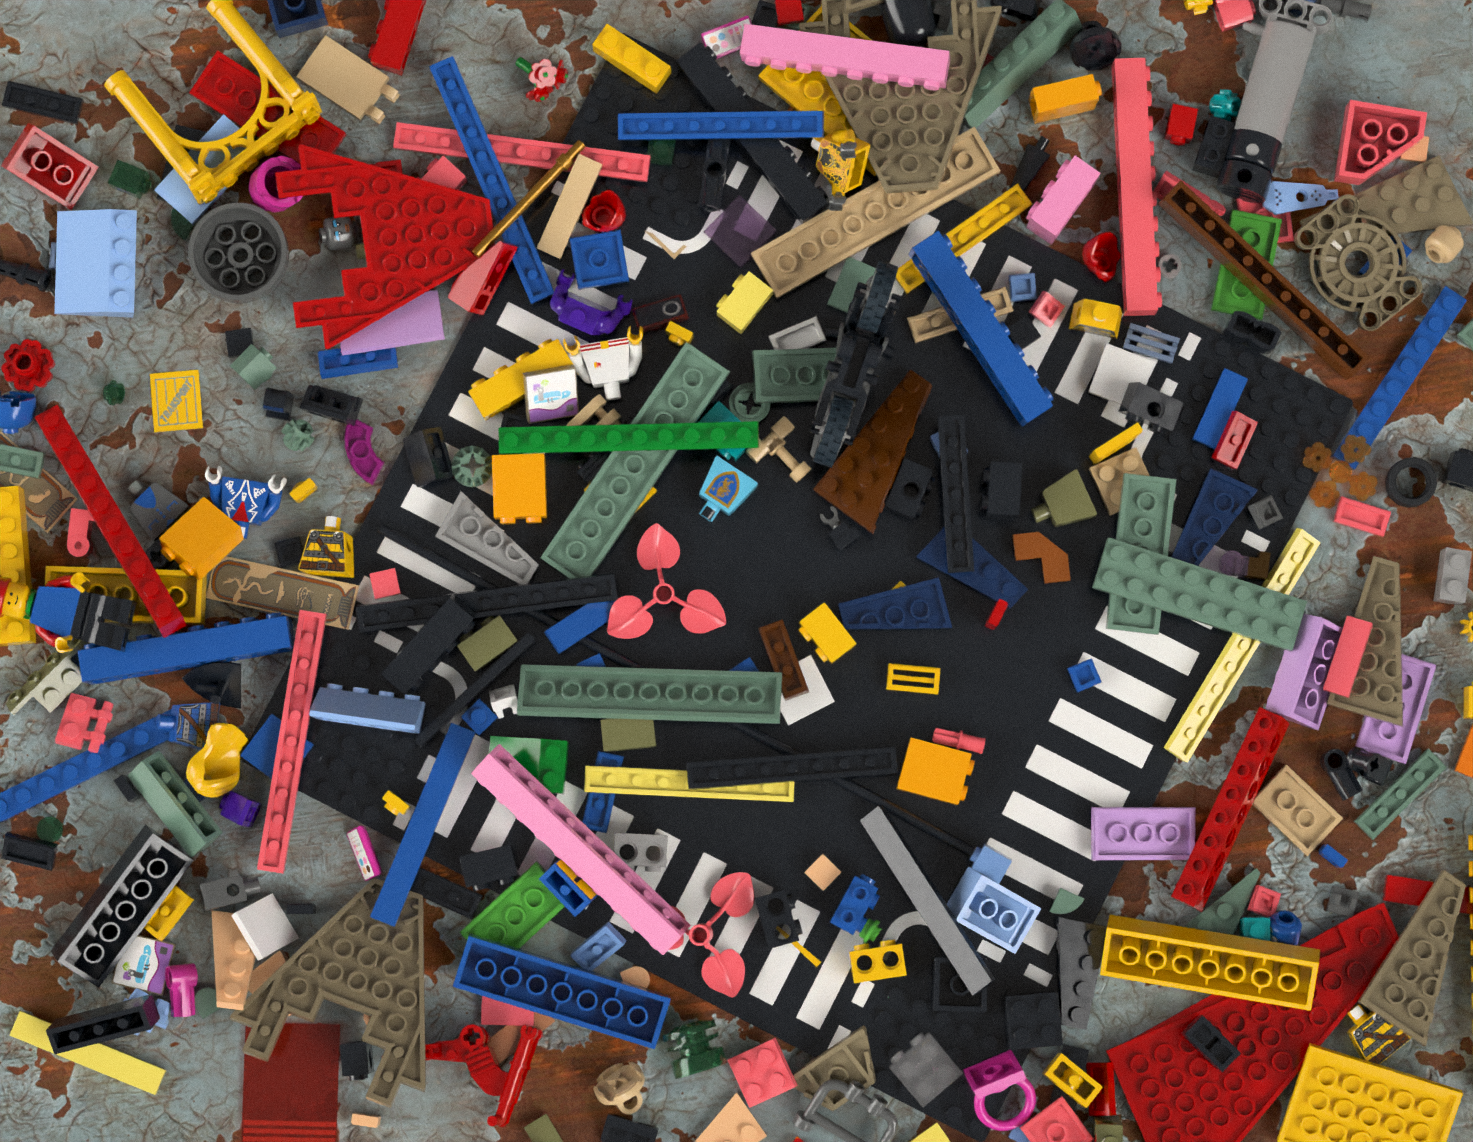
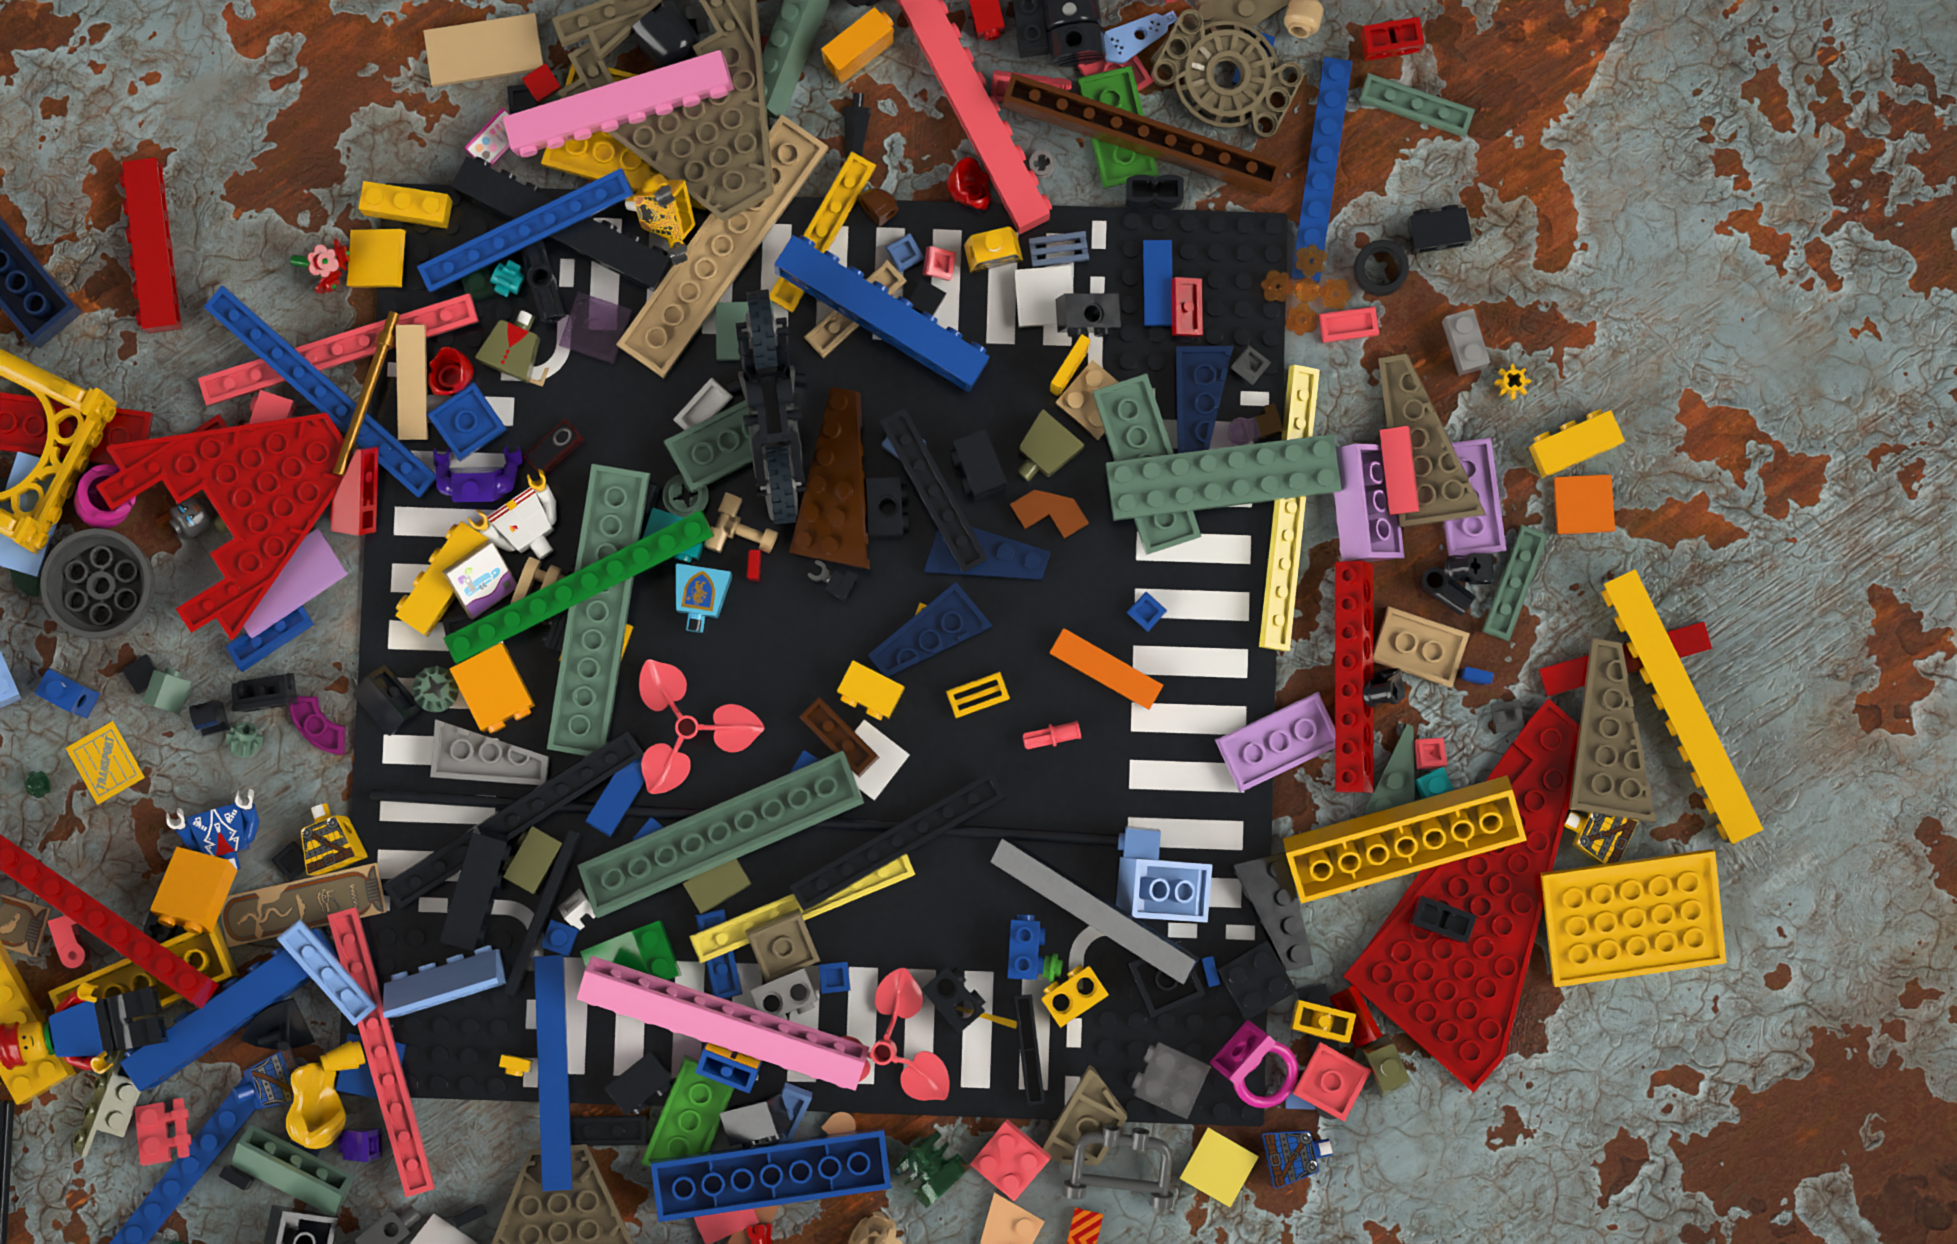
camera: 25 degrees left, 0 degrees up
(155, 507) = (133, 880): dark grey torso -> none
(172, 330) = (66, 693): none -> blue torso
(259, 731) = (343, 1057): none -> yellow cone
(278, 656) = (327, 972): none -> light blue tile
(303, 489) = (275, 792): yellow tile -> none
(346, 80) = (127, 359): tan tile -> none
(364, 853) = (508, 1128): slope -> none
(385, 583) = (402, 848): coral tile -> none
(569, 941) = (756, 1120): none -> brick
(587, 91) = (376, 258): none -> yellow tile
(658, 808) = (782, 945): none -> dark tan tile
(664, 216) = (511, 348): none -> olive torso
(678, 334) = (581, 459): yellow plate -> none
(687, 157) = (507, 278): none -> teal gear
(688, 855) = (834, 977): none -> blue tile
(744, 301) = (632, 396): light yellow brick -> none
(779, 486) = (754, 565): none -> red tile
(820, 989) = (1029, 1049): none -> black piece
(822, 872) = (977, 931): light nougat tile -> none
(935, 771) = (1043, 777): light orange brick -> none
(996, 614) = (1030, 592): red tile -> none
(998, 995) = (1210, 971): none -> blue tile
(1019, 238) = (878, 205): none -> reddish brown piece
(1028, 707) = (1106, 669): none -> orange tile
(1061, 199) = (902, 146): bright pink brick -> none
(1065, 902) = (1233, 847): sand green tile -> none
(1251, 829) = (1384, 688): none -> black piece
(1285, 928) = (1463, 769): blue head -> none

